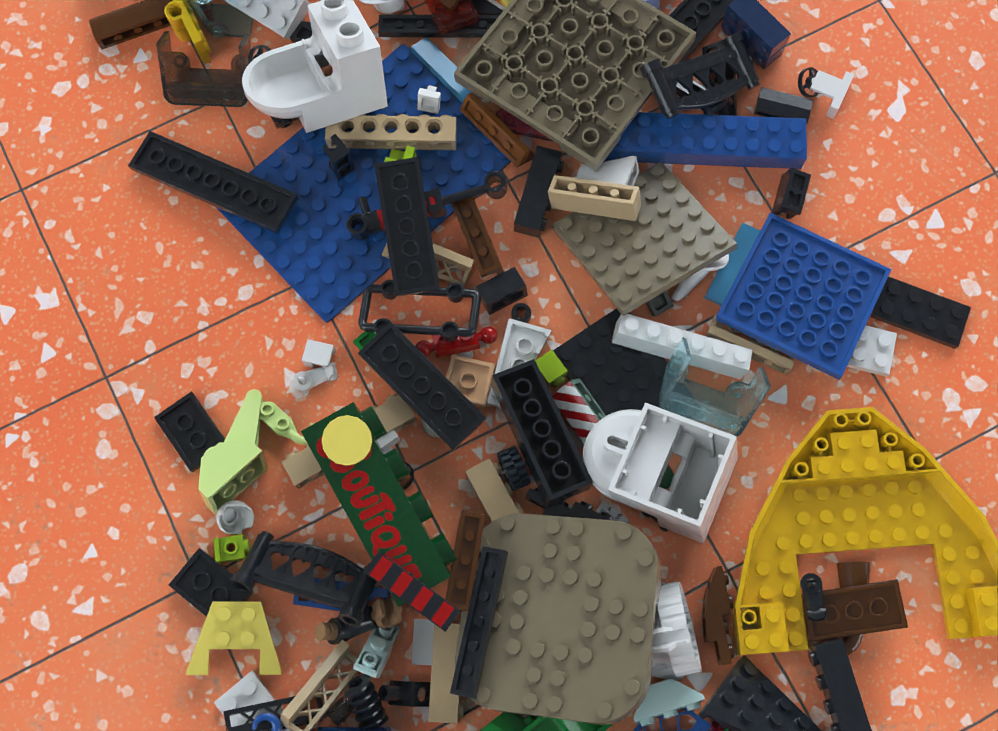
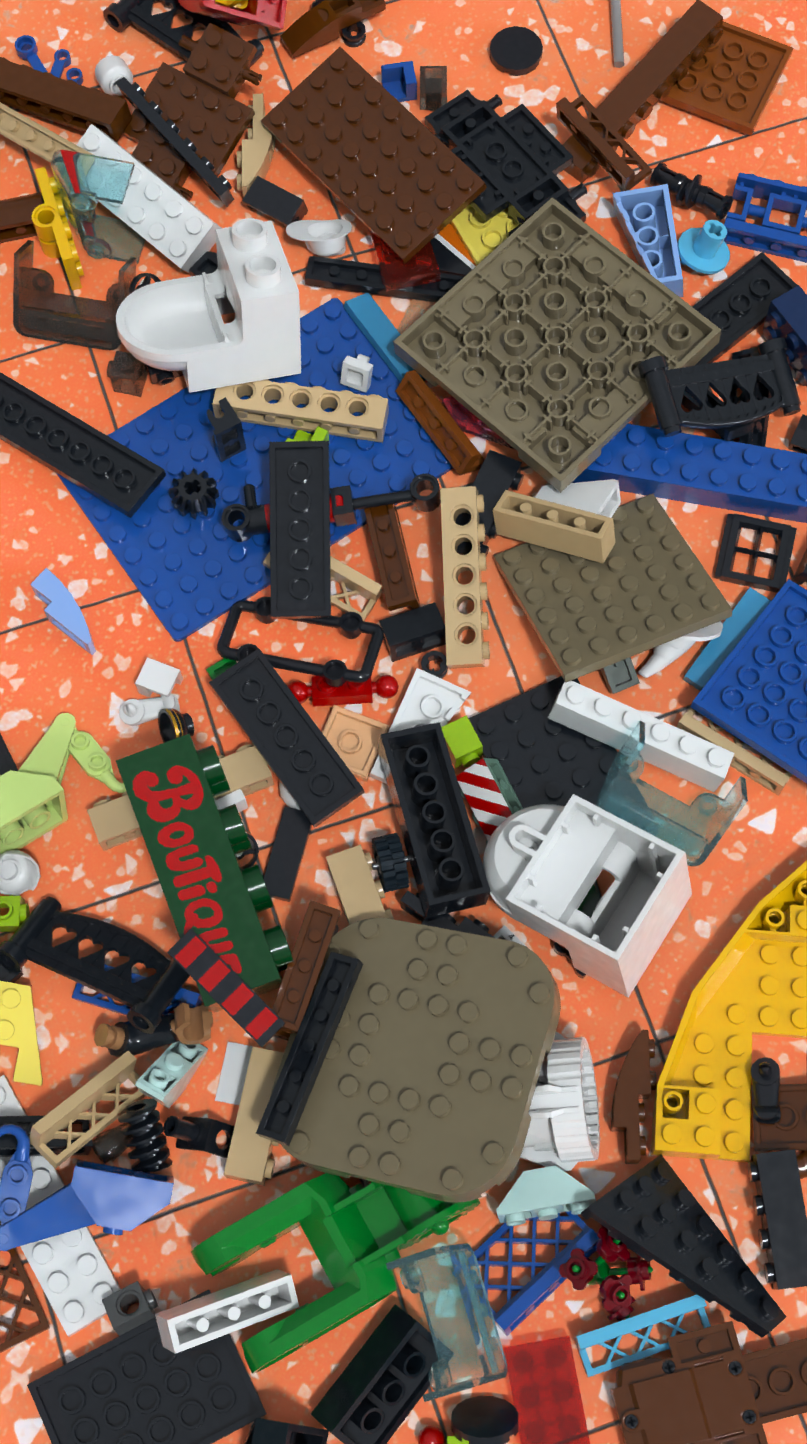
camera: 10 degrees right, 5 degrees down
(238, 311) = (63, 609): none -> light blue slope
(256, 124) = (127, 374): none -> clear smoke brick
(319, 202) = (196, 501): none -> black gear
(336, 389) = (174, 724): none -> black piece
(347, 440) = (173, 780): light yellow tile -> none
(435, 471) = (287, 854): none -> black tile
(518, 190) = (454, 502): none -> tan brick
(761, 196) = (730, 546): none -> black piece

